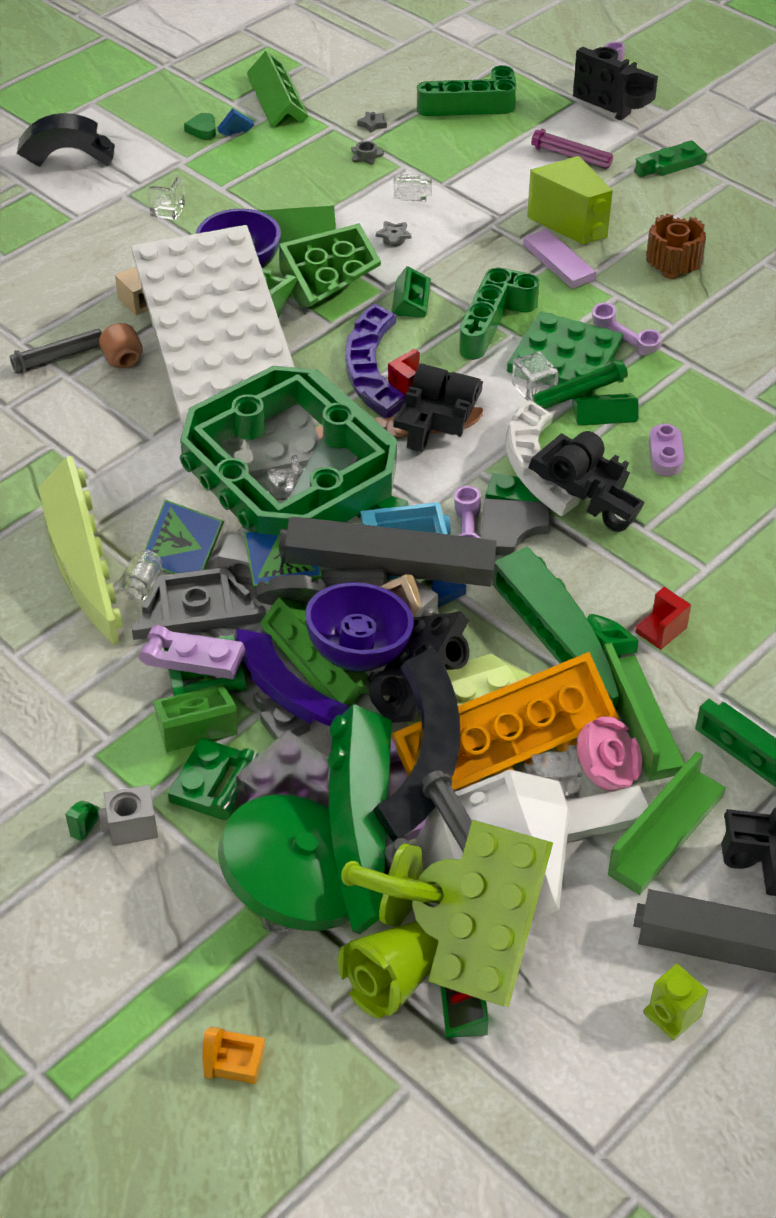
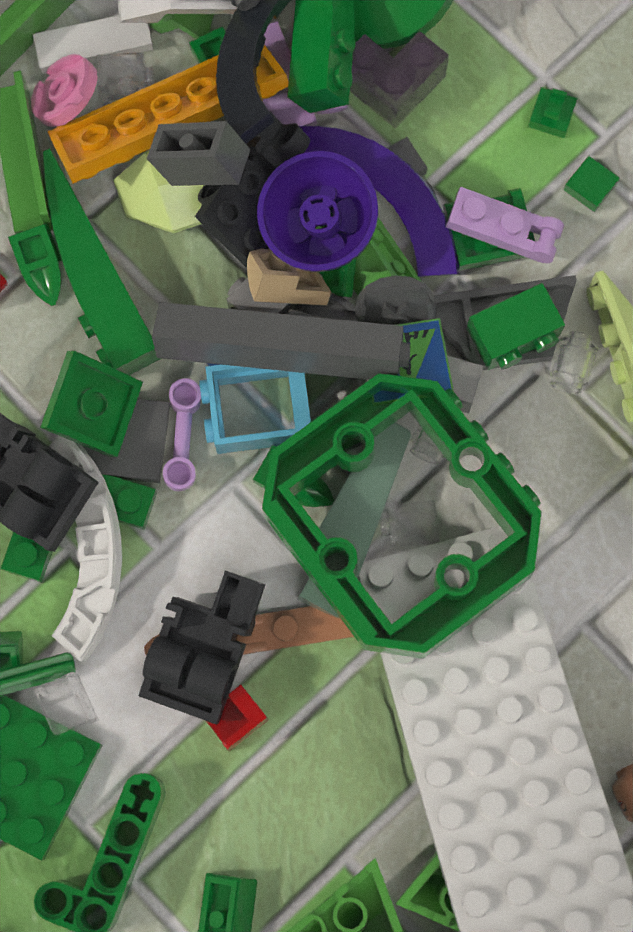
camera: 175 degrees left, 30 degrees up
(81, 819) = (600, 46): green tile -> none
(107, 710) = (591, 183): none -> green tile
(129, 815) = (545, 56): light grey brick -> none
(136, 765) = (552, 112): none -> green tile
(183, 538) = (528, 409): piece -> none
(189, 578) = (516, 327): none -> green brick
(196, 715) = (496, 153): bright green slope -> none
(203, 775) = (482, 102): green plate -> none
(362, 363) = (303, 770): dark purple tile -> none
(469, 643) = (198, 153): none -> dark grey brick
(544, 521) = (91, 404): none -> green tile

